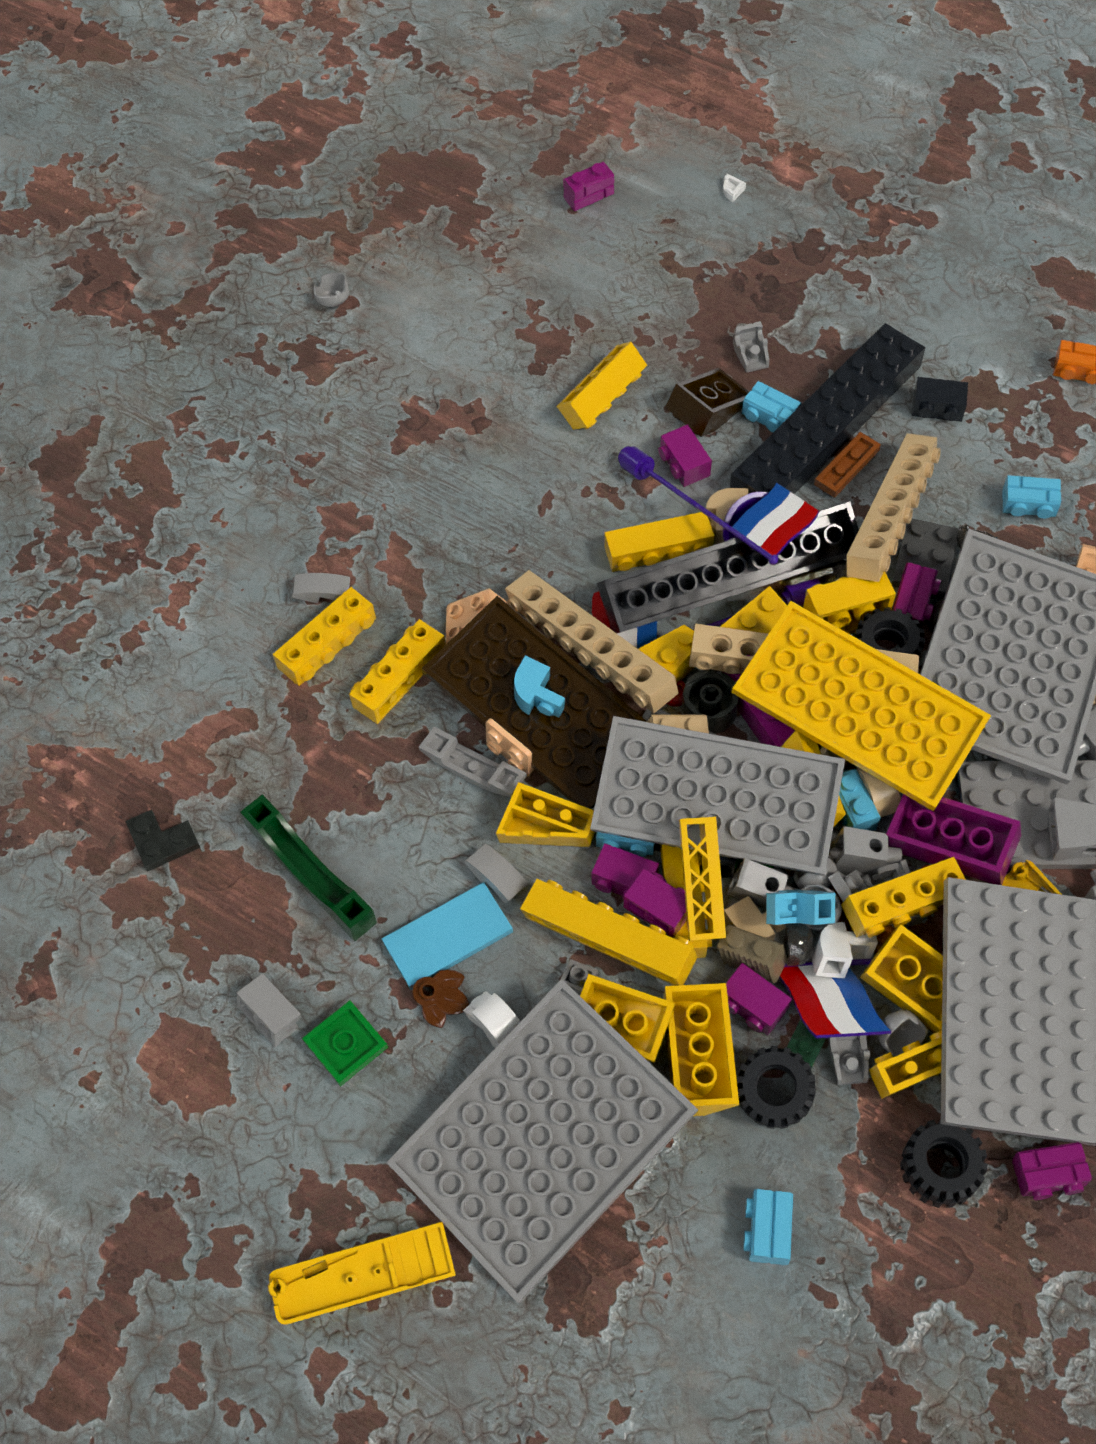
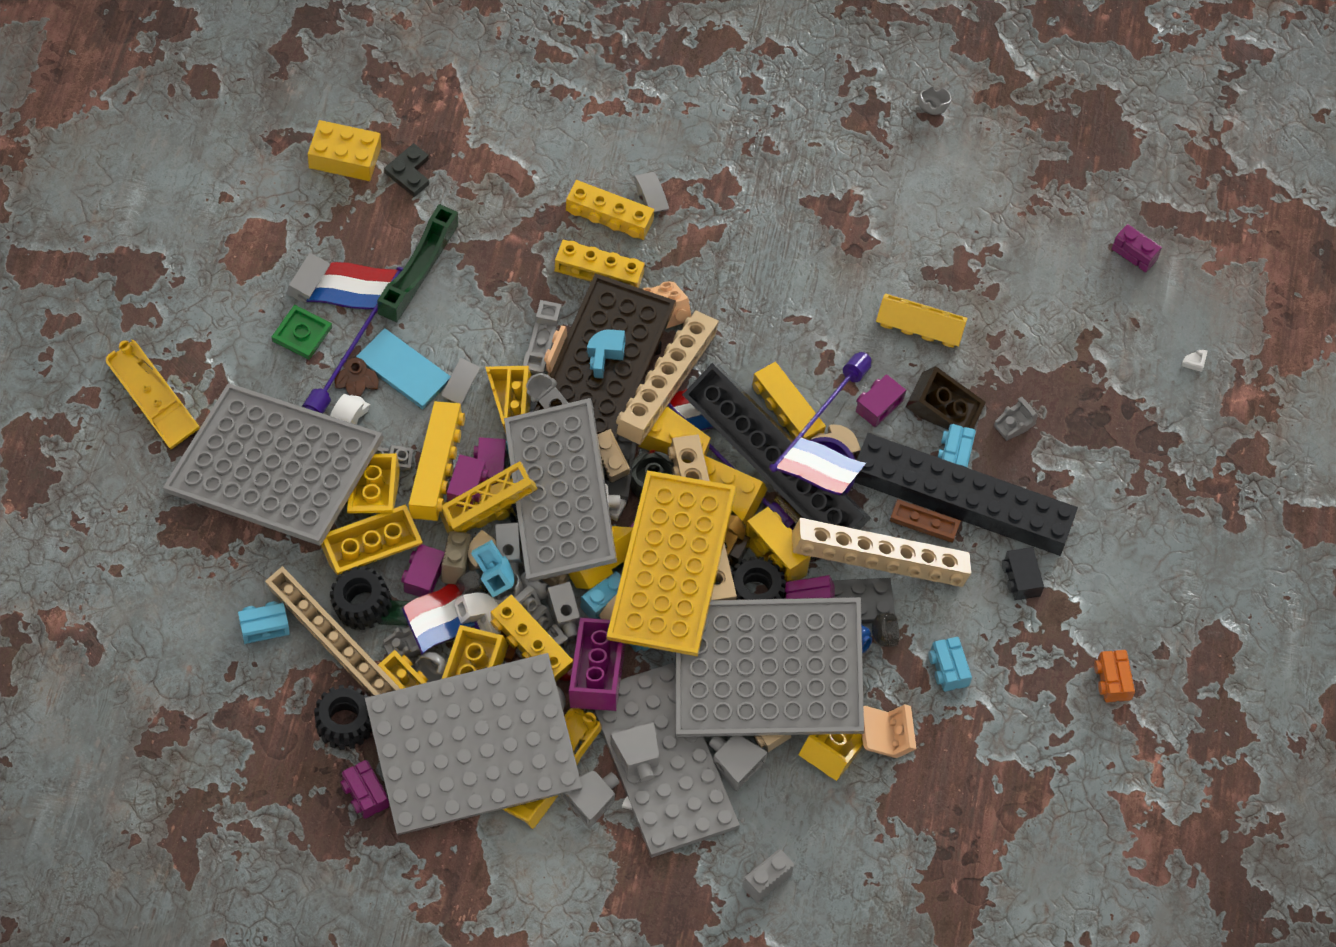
camera: 60 degrees right, 0 degrees up
(97, 905) = (344, 150): none -> yellow brick
(306, 956) = (348, 287): none -> flag
(559, 775) = (543, 389): none -> light grey piece
(825, 1140) = (329, 633): none -> tan brick

